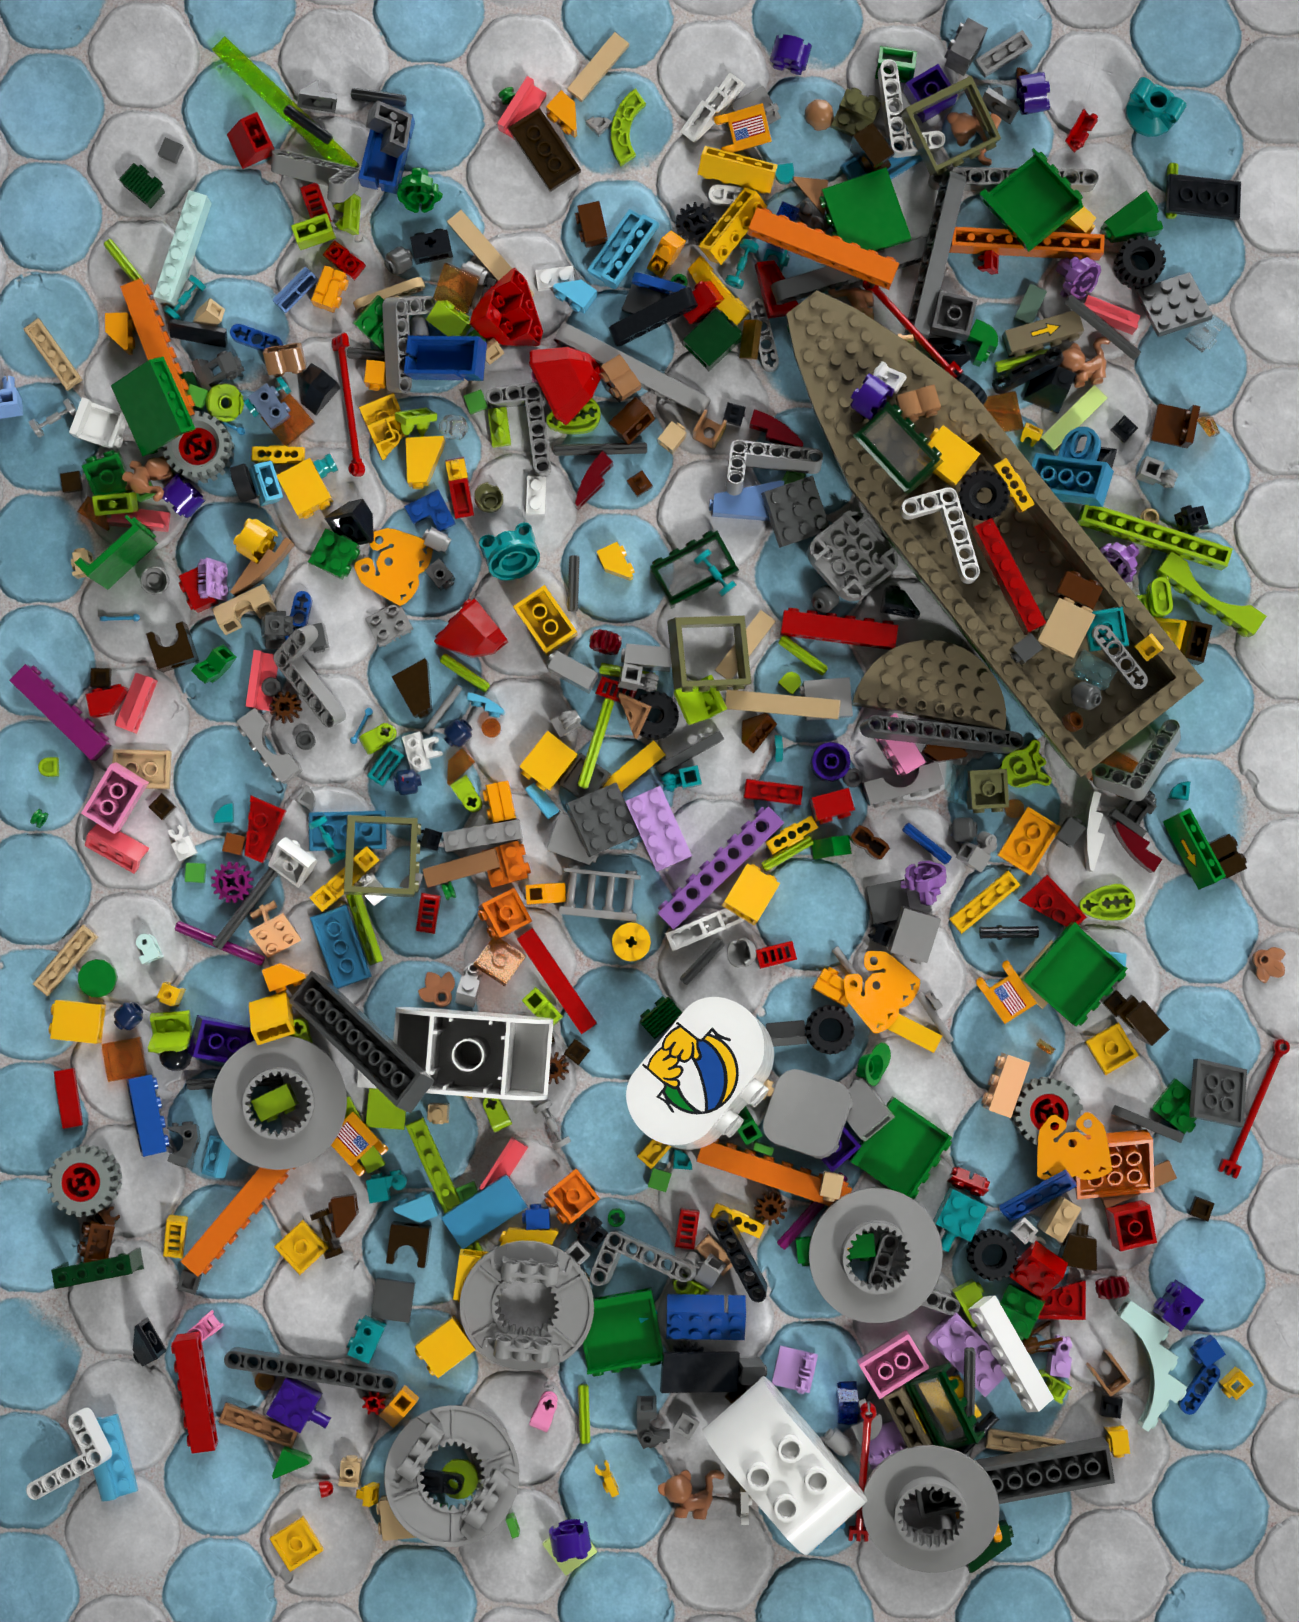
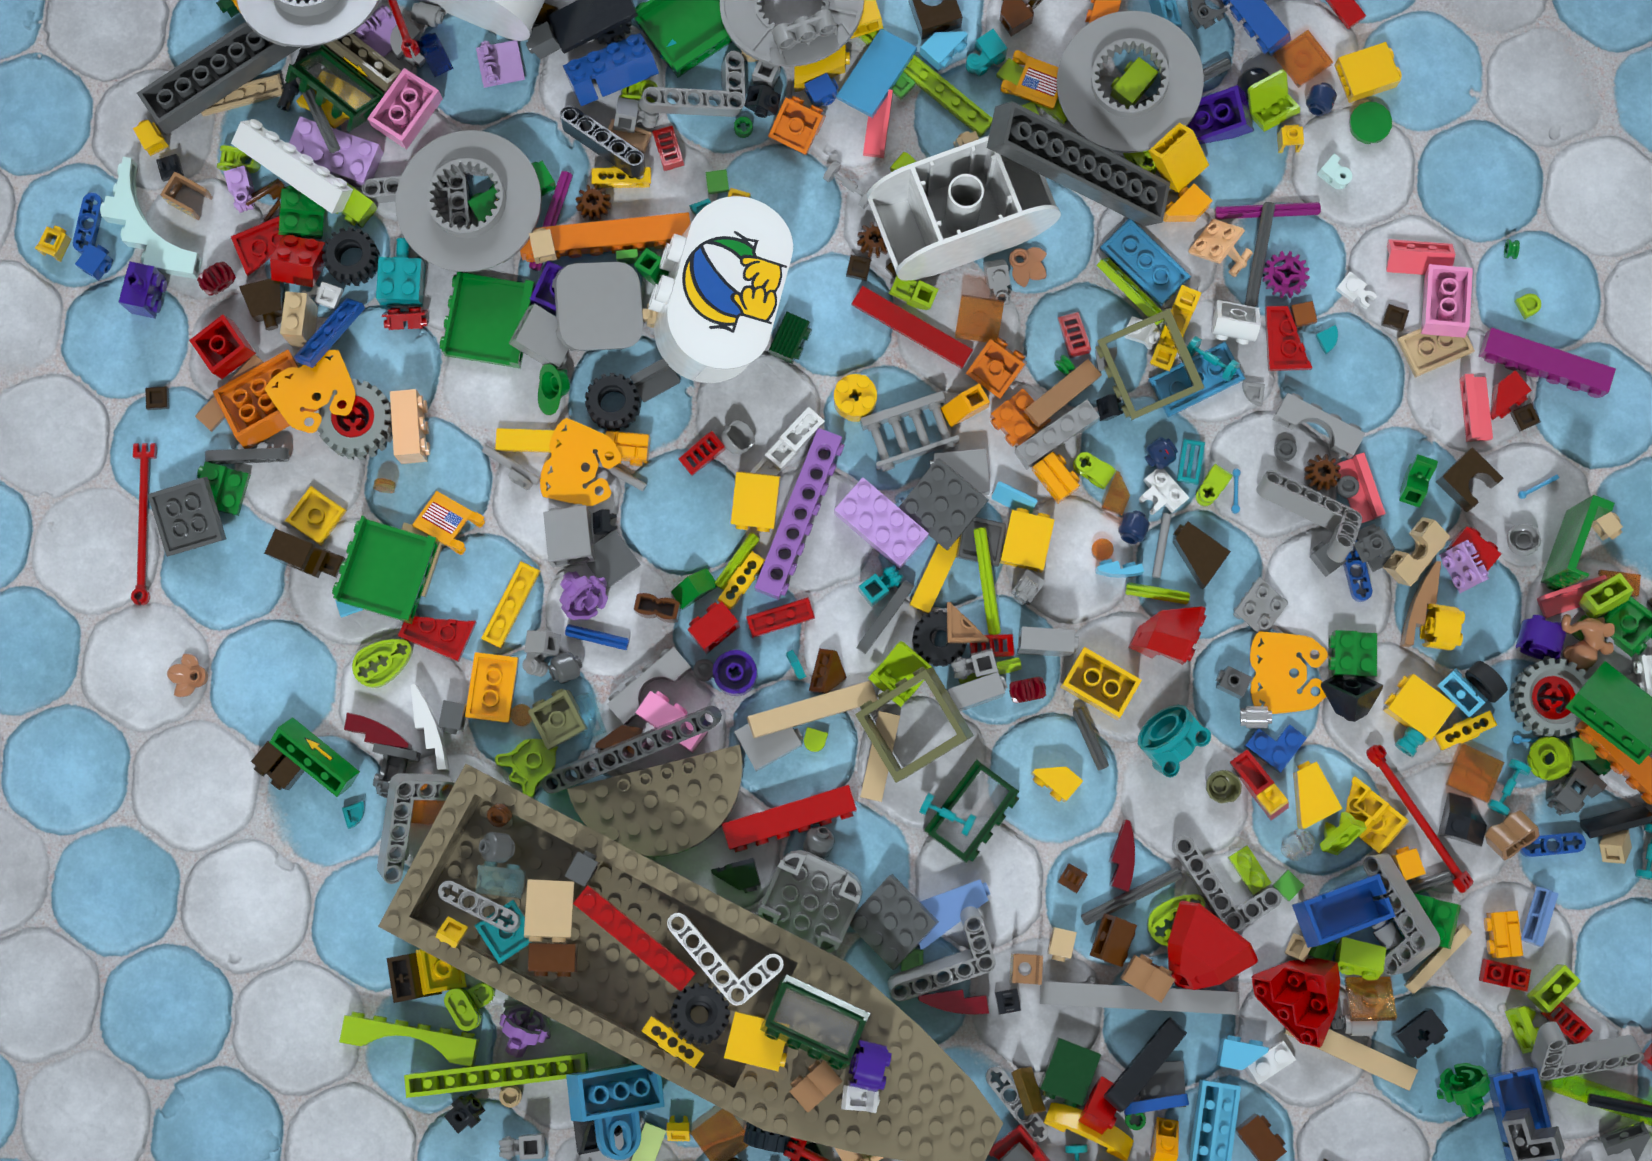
camera: 155 degrees right, 5 degrees down
(65, 960) = (1411, 126): tan tile -> none
(195, 872) = (1327, 268): bright green tile -> none
(269, 406) = (1501, 775): sand blue brick -> none
(398, 260) = (1447, 1000): dark grey head -> none
(536, 495) = (1175, 814): white plate -> none
(702, 961) = (774, 412): dark grey axle -> none
(803, 655) = (814, 774): lime axle -> none
(1031, 932) = (449, 595): black pin -> none

